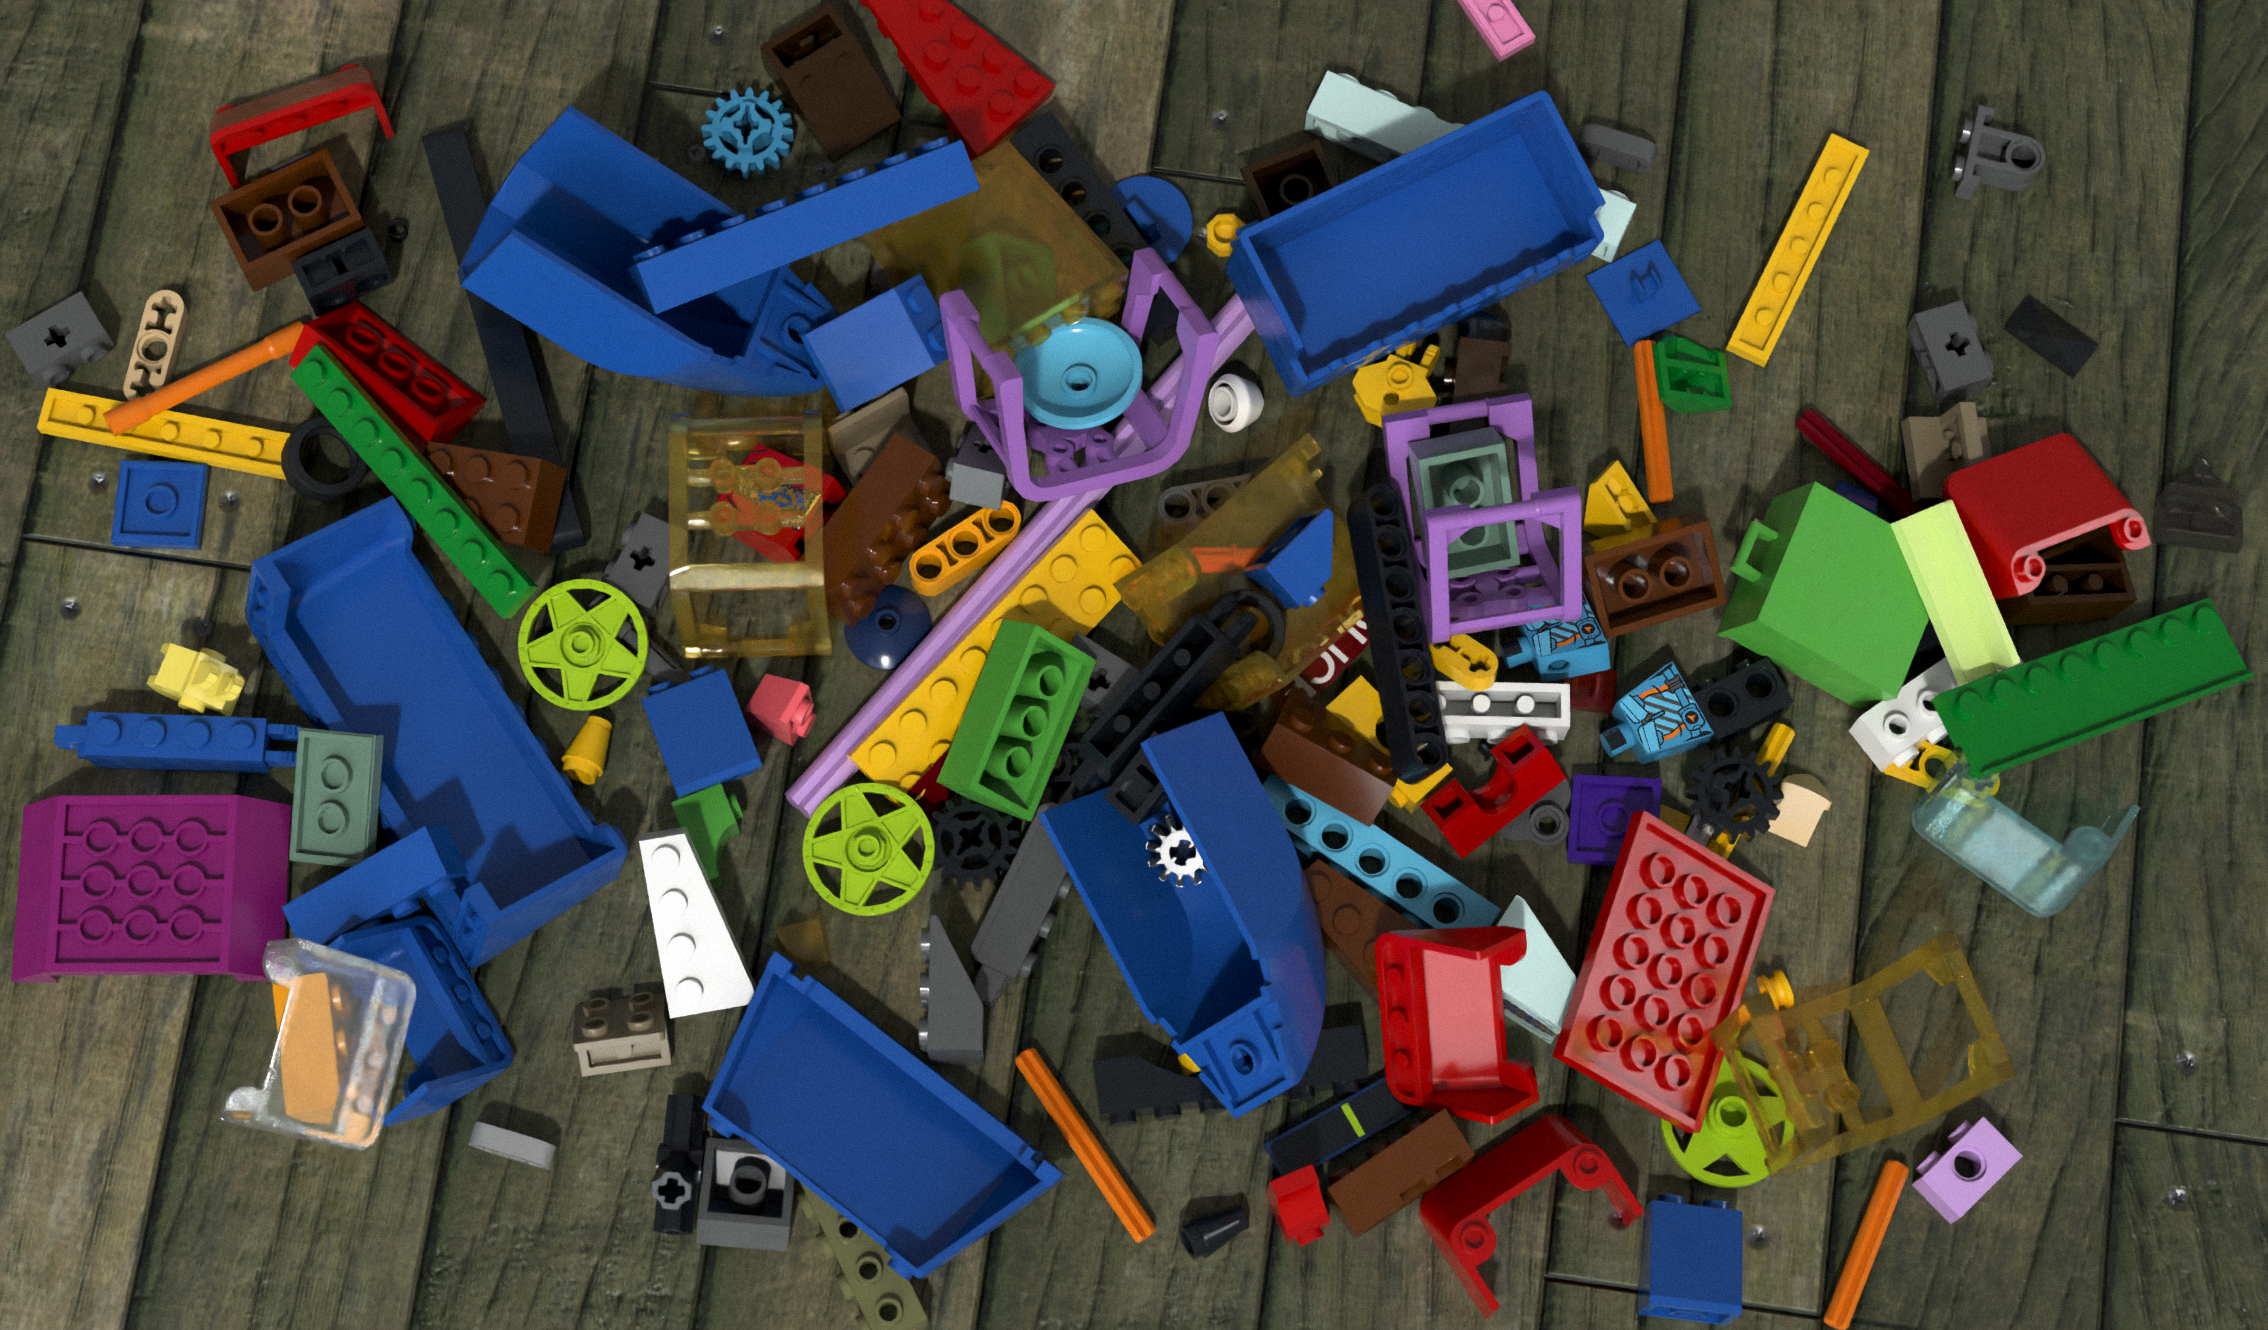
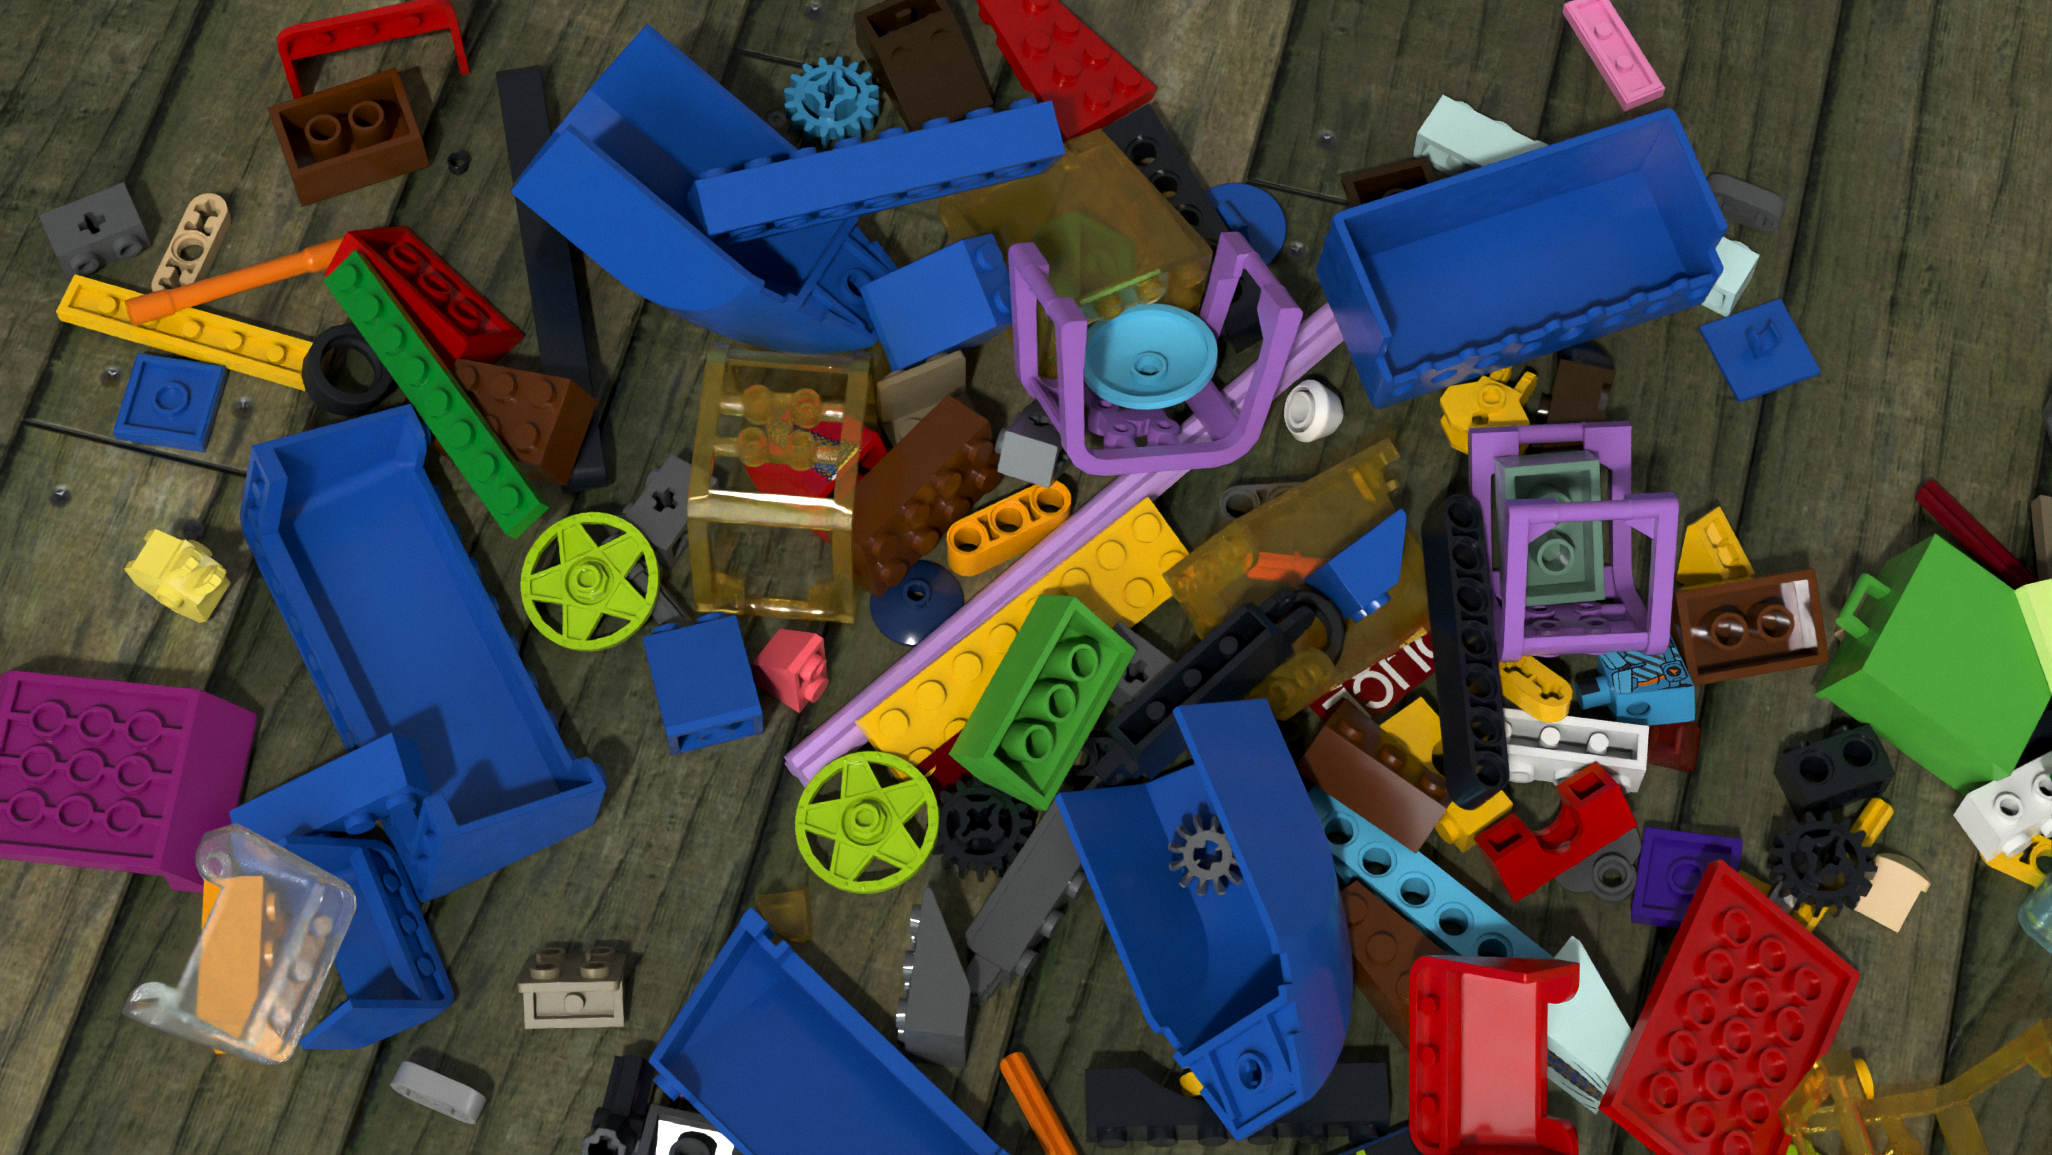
camera: 10 degrees right, 10 degrees down
(178, 742) = (151, 636): blue hinge -> none
(336, 797) = (304, 704): sand green tile -> none
(342, 271) = (395, 190): black brick -> none
(588, 751) = (579, 693): yellow cone -> none
(694, 941) = (664, 885): white wedge -> none
(711, 823) = (697, 781): bright green arch -> none
(1137, 789) = (1169, 782): black brick -> none
(1221, 233) = (1311, 245): yellow tile -> none
(1484, 749) = (1551, 795): black piece -> none
(1652, 425) = (1760, 478): orange axle -> none
(1657, 719) = (1742, 780): torso -> none
(1691, 376) = (1805, 436): green slope -> none
(1797, 250) = (1928, 322): yellow plate -> none

